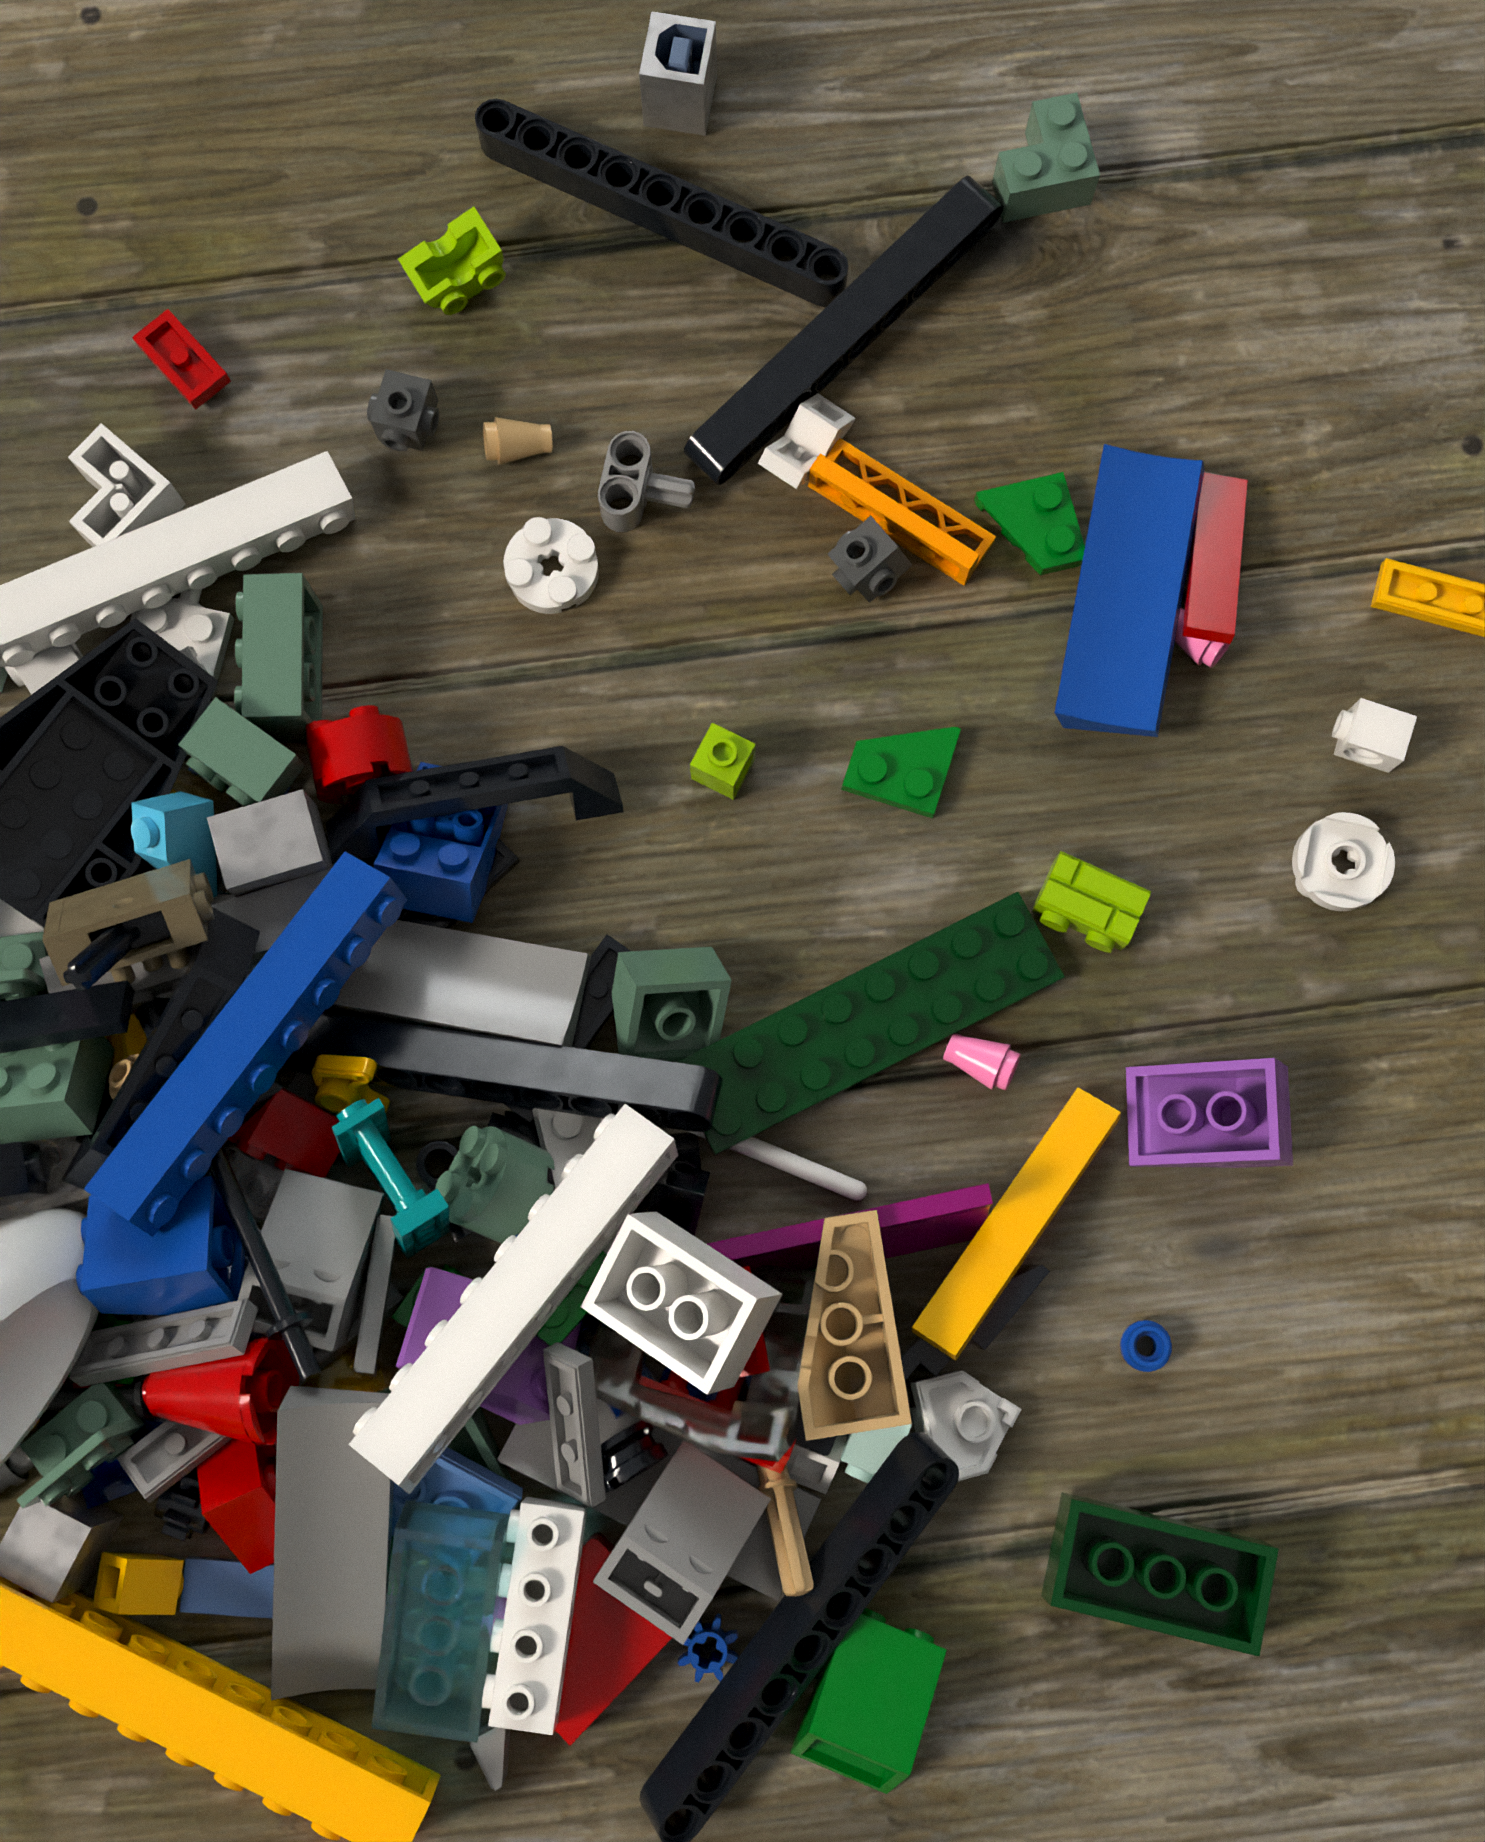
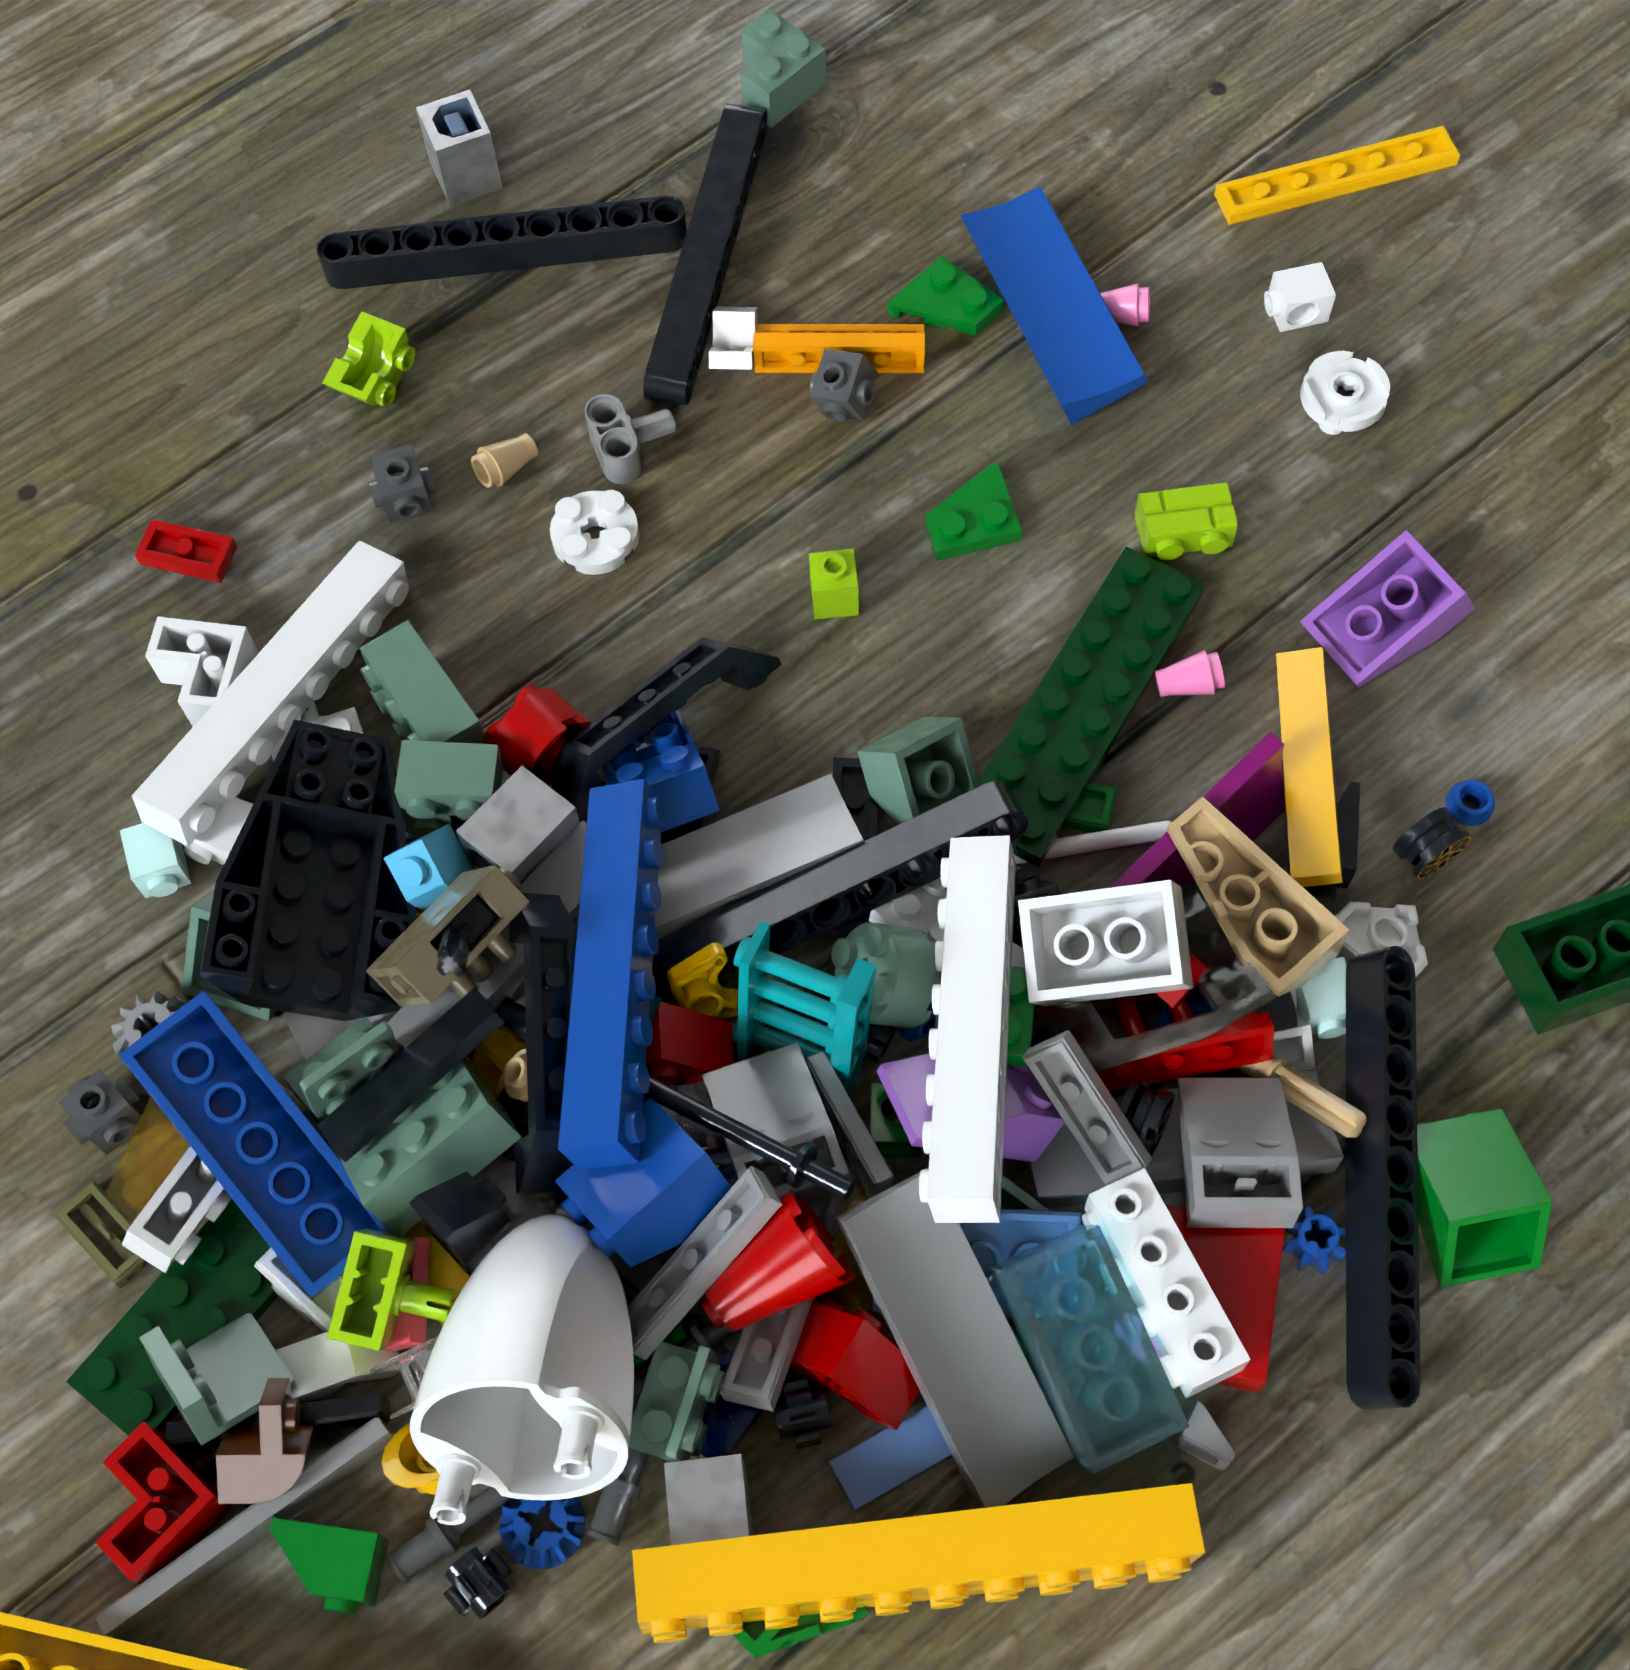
camera: 30 degrees left, 15 degrees down
(138, 1584) = (805, 1497): yellow brick -> none
(807, 1129) = (1094, 809): none -> green tile
(1075, 1366) = (1431, 843): none -> black wheel
(1216, 560) = (1101, 247): tile -> none

